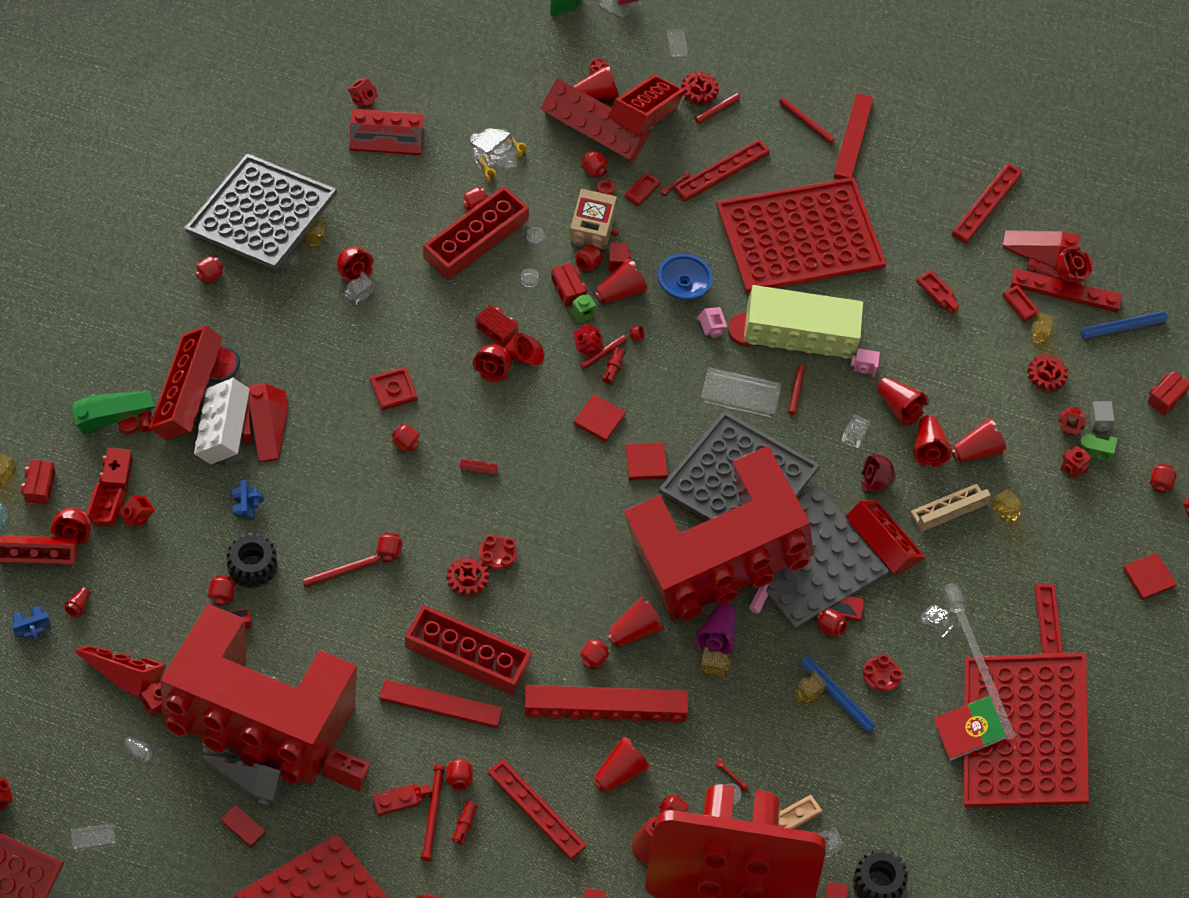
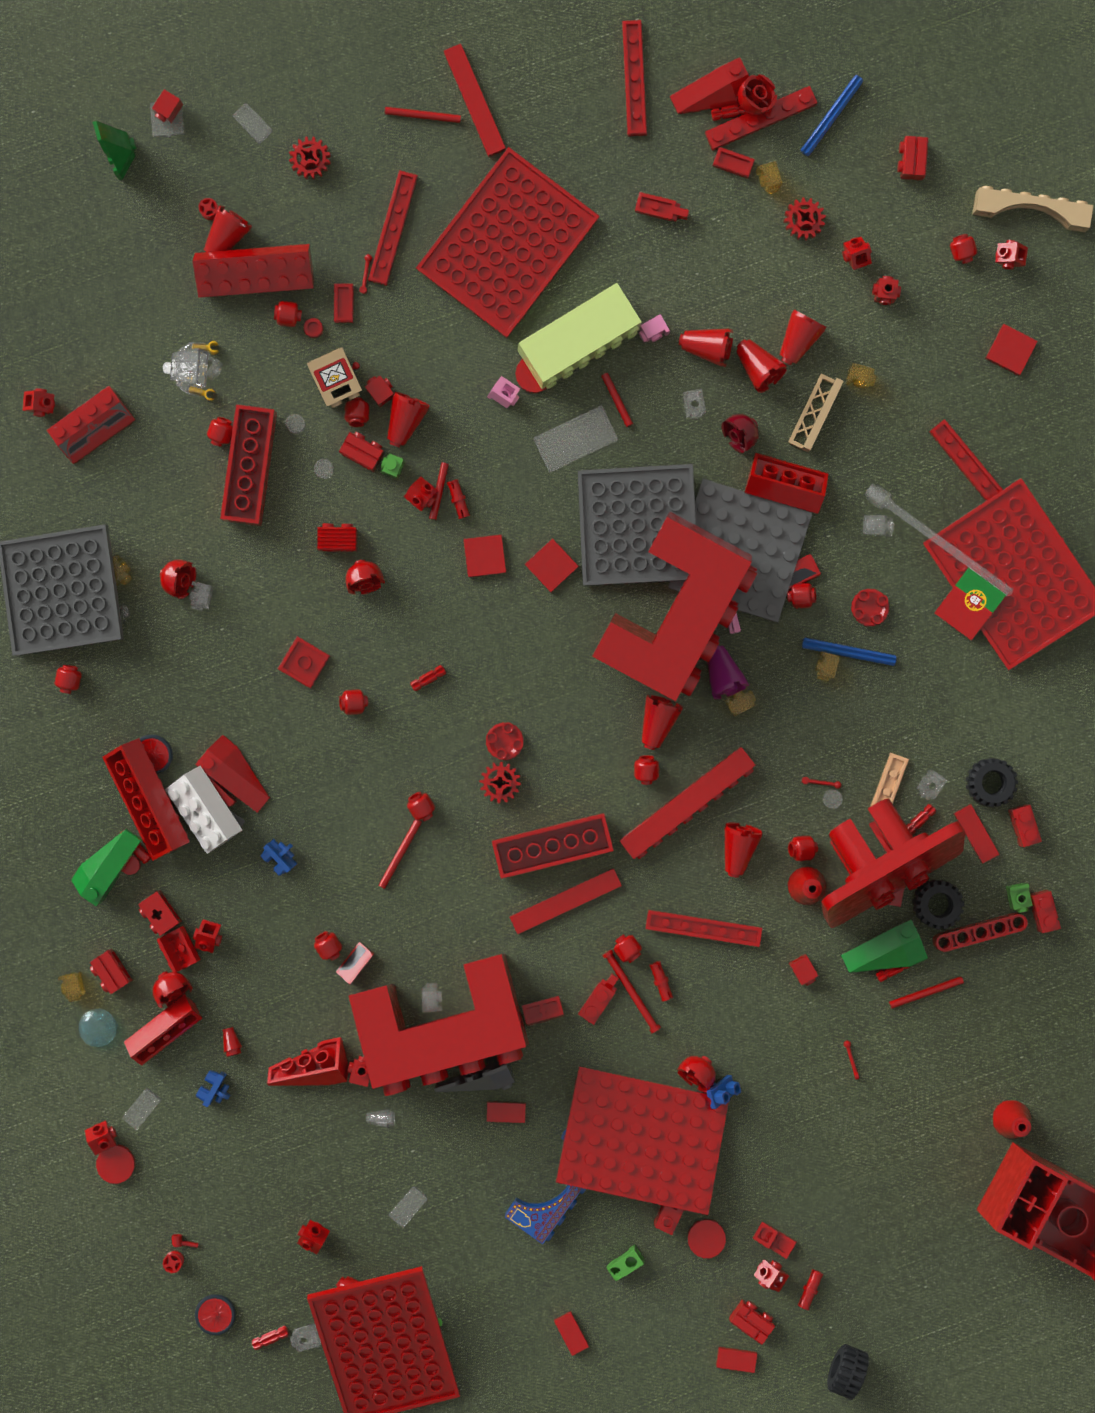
camera: 30 degrees left, 30 degrees up
(251, 546) = (314, 912): black tyre -> none
(525, 349) = (379, 544): red piece -> none
(637, 333) = (452, 451): red hinge -> none
(646, 104) = (288, 226): red brick -> none
(685, 276) = (446, 356): blue dish -> none
(717, 108) = (339, 165): red bar -> none
(1098, 448) = (899, 258): bright green leg -> none
(1101, 415) = (876, 227): light grey brick -> none

